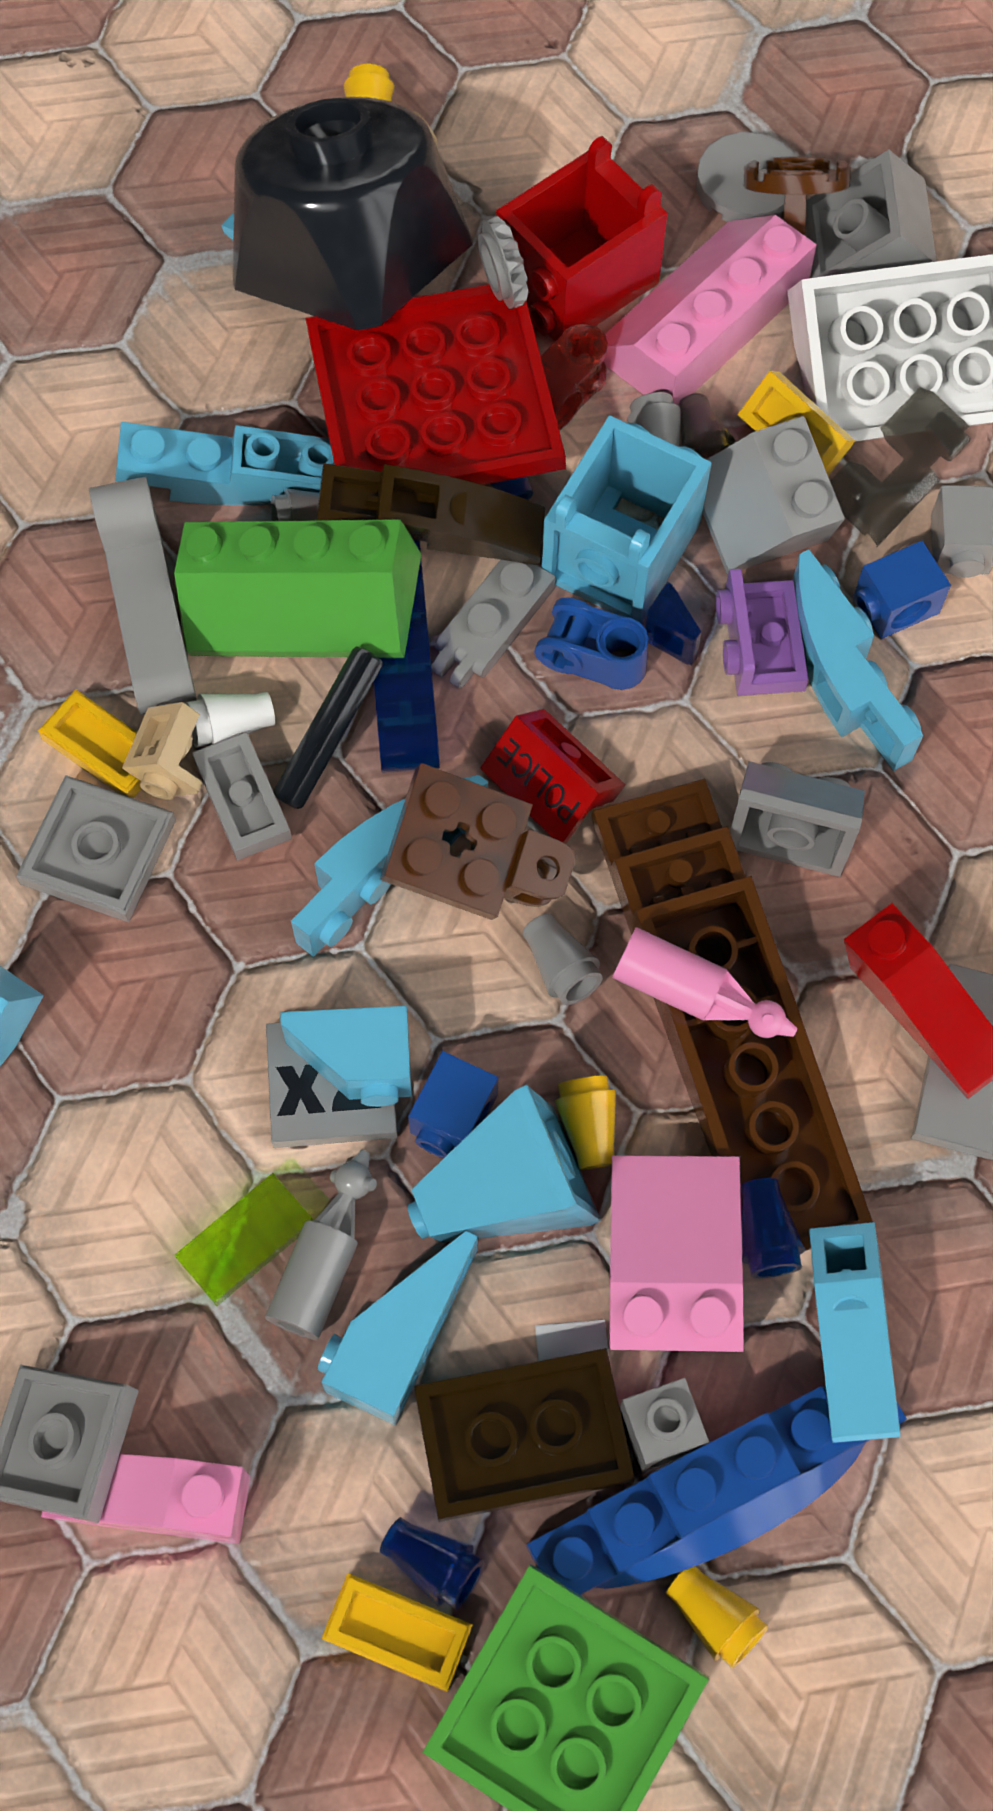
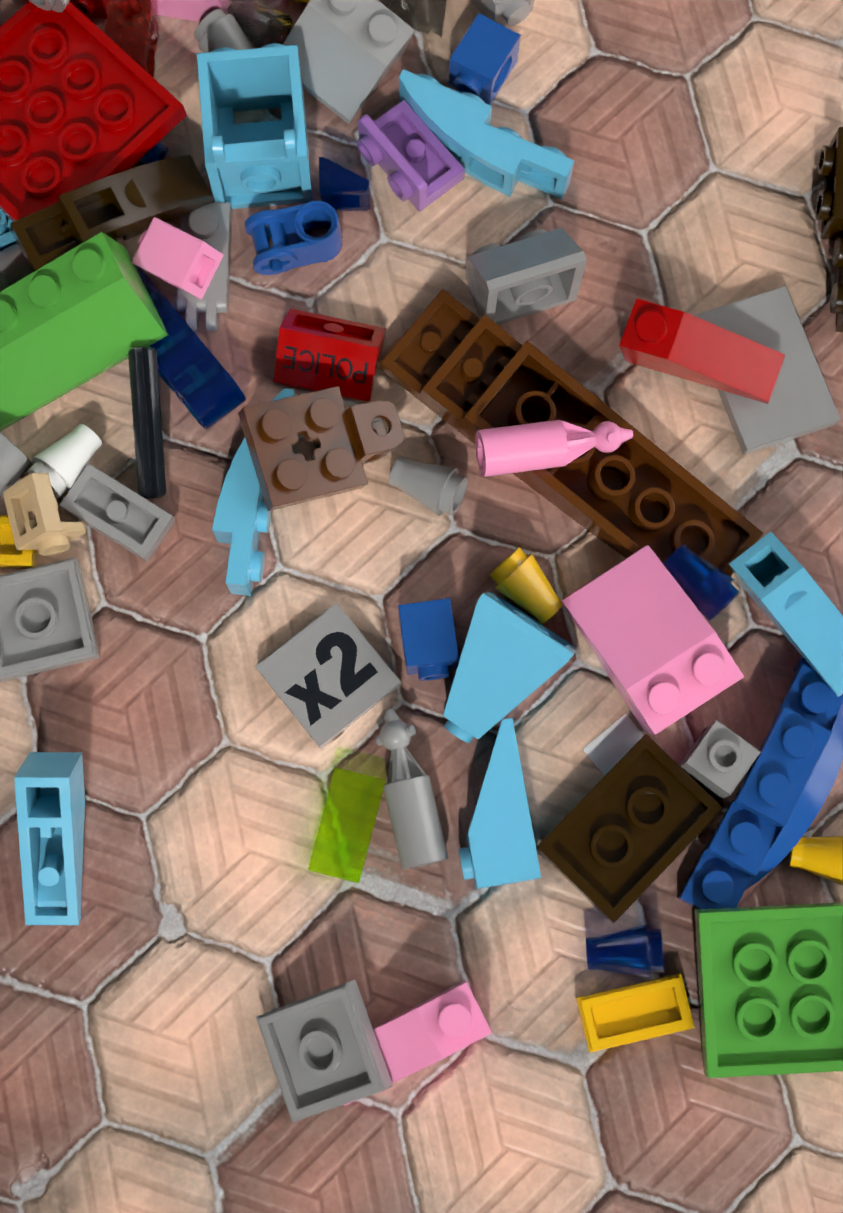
camera: 35 degrees left, 10 degrees up
(355, 1050) = (338, 644): medium azure slope -> none
(463, 593) = (177, 258): none -> bright pink brick

